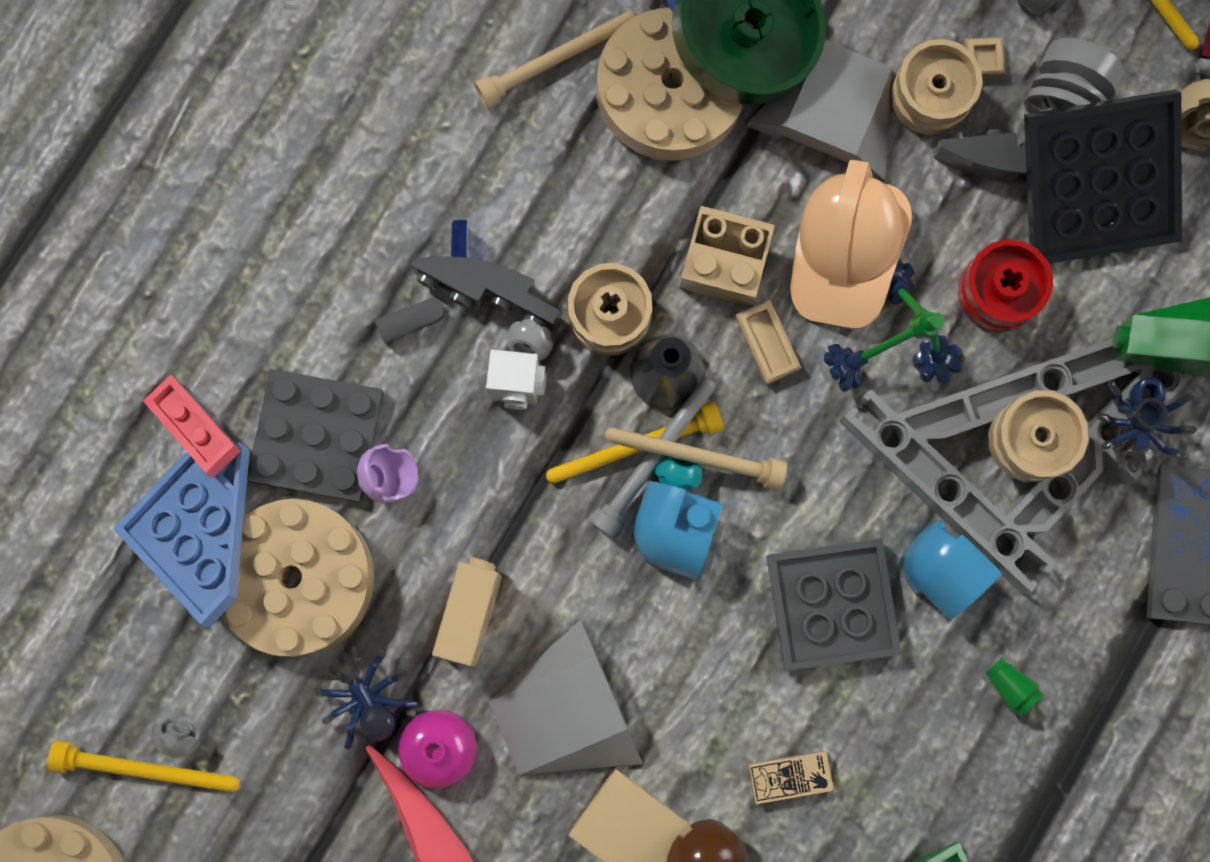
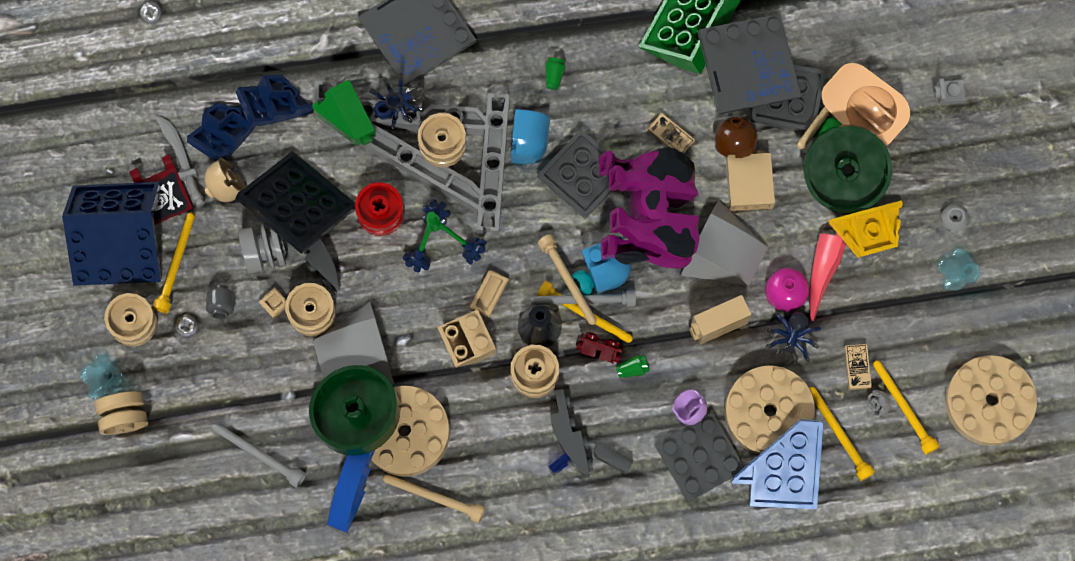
camera: 130 degrees left, 5 degrees down
(109, 637) = (863, 469): none -> yellow piece
(192, 426) = (743, 510): coral plate -> none
(251, 753) = (857, 367): none -> tan tile
(507, 448) = (633, 367): none -> green cone
(515, 378) = (602, 384): white brick -> none
(529, 338) = (579, 395): light grey plate -> none
(588, 419) = (608, 348): none -> dark red hinge
(662, 614) = (654, 235): none -> magenta animal
(849, 248) = (417, 290): light nougat piece -> none

